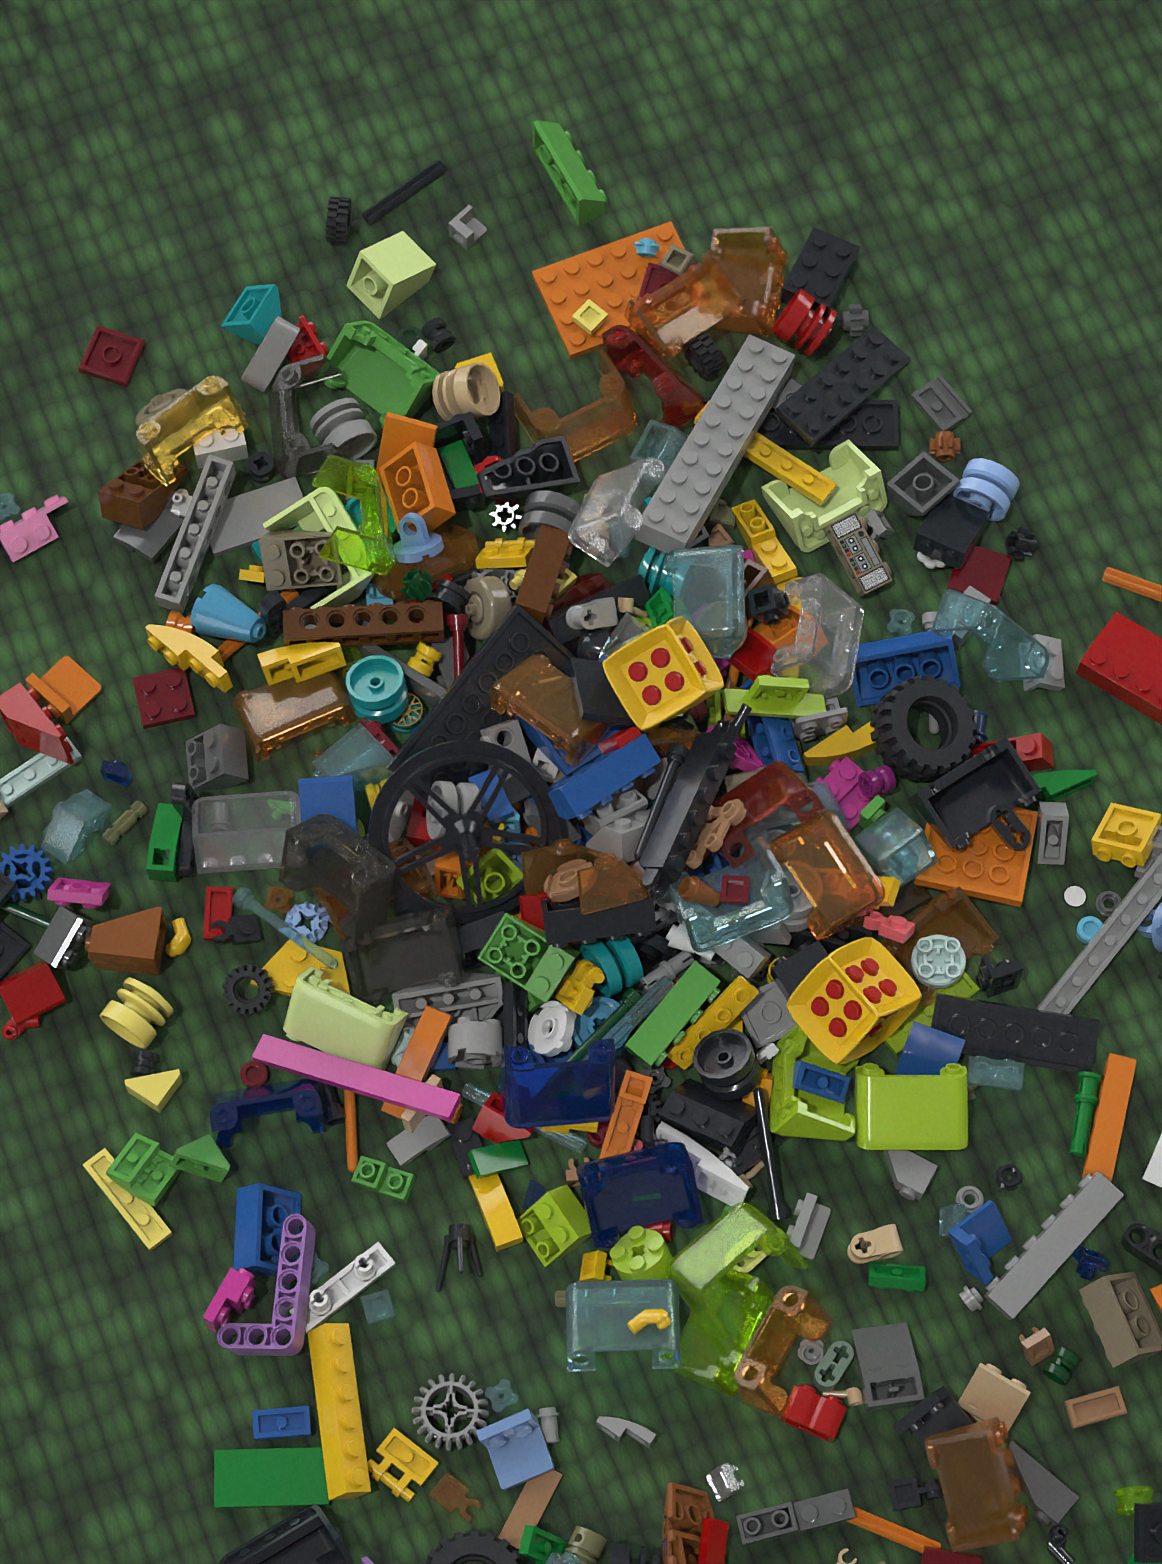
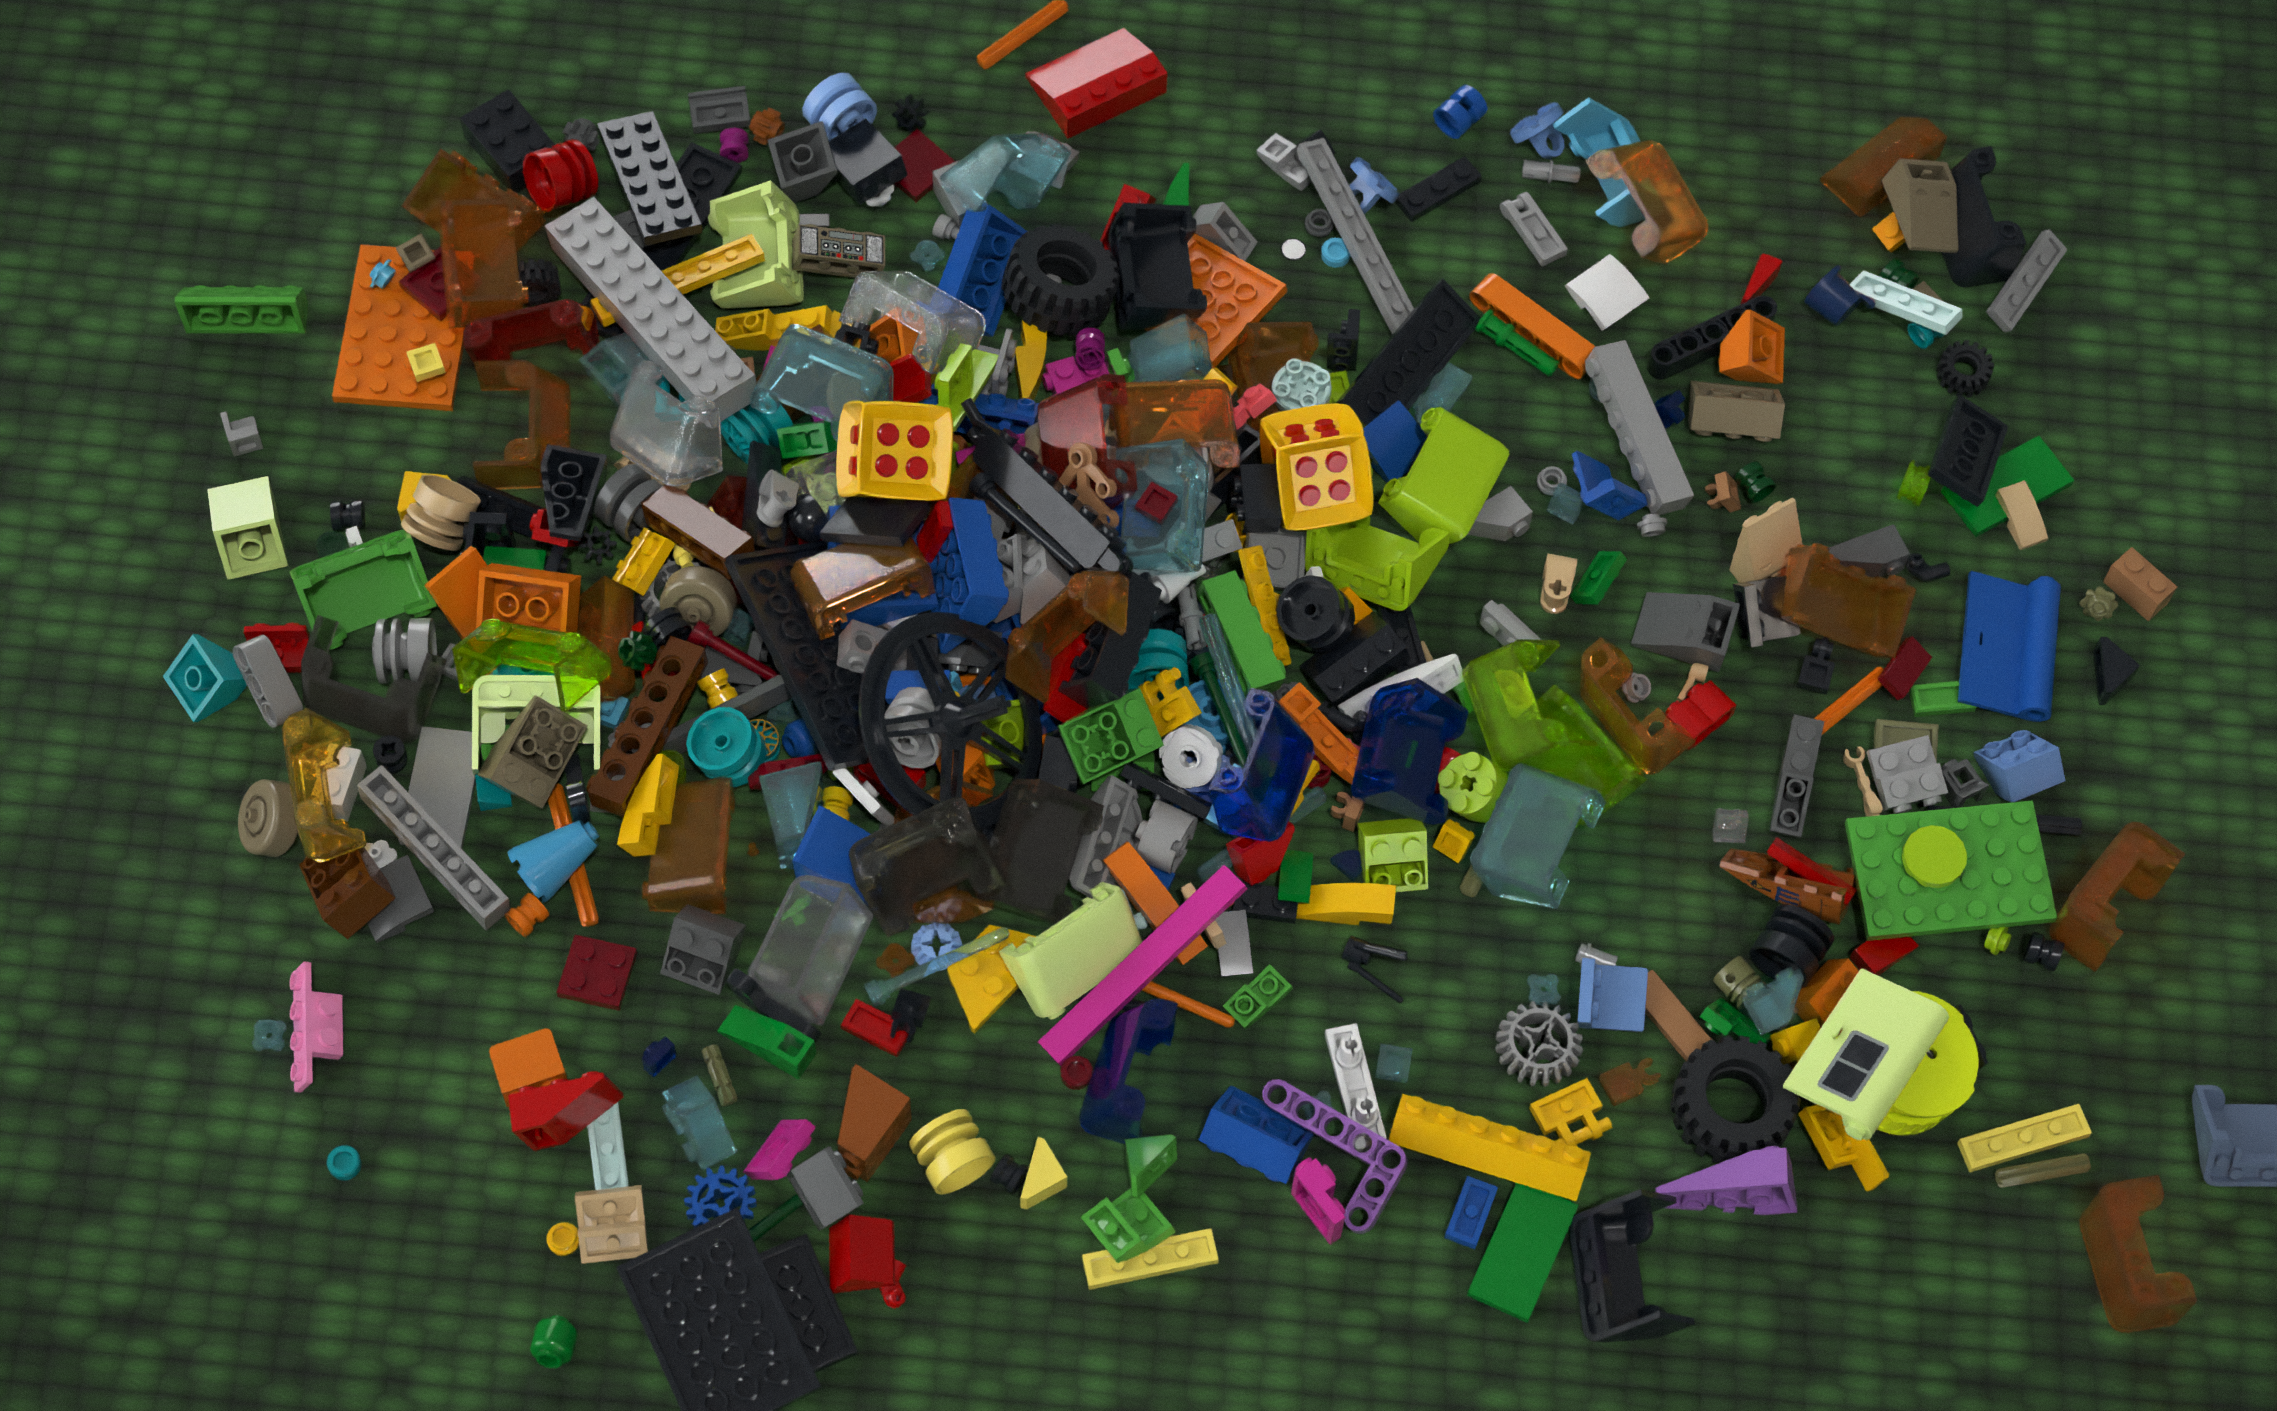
camera: 65 degrees left, 5 degrees down
(112, 356) = (157, 846): dark red tile -> none
(180, 940) = (886, 1074): yellow arm -> none
(189, 651) = (560, 919): yellow slope -> none
(232, 993) = (1001, 1025): black tyre -> none
(255, 574) = (513, 813): yellow plate -> none
(338, 219) = (152, 544): black tyre -> none
(403, 192) = (156, 473): black axle -> none
(416, 544) = (594, 623): medium blue tile -> none
(564, 884) = (1059, 648): medium nougat tile -> none
(618, 1427) = (1633, 893): light grey slope -> none
(627, 604) = (780, 466): tan hand -> none
(647, 1317) = (1553, 789): yellow arm -> none
(696, 891) = (1141, 534): dark orange cone -> none
(777, 1208) = (1475, 647): black piece -> none
(820, 1081) = (1373, 543): blue slope -> none
(828, 1363) = (1664, 671): sand green beam -> none
(914, 432) = (734, 144): none -> magenta wheel
(1003, 830) = (1203, 253): black beam -> none
(1013, 1172) = (1550, 431): black plate -> none
(1095, 1408) = (1806, 475): medium nougat tile -> none
(1126, 835) = (1262, 171): yellow plate -> none

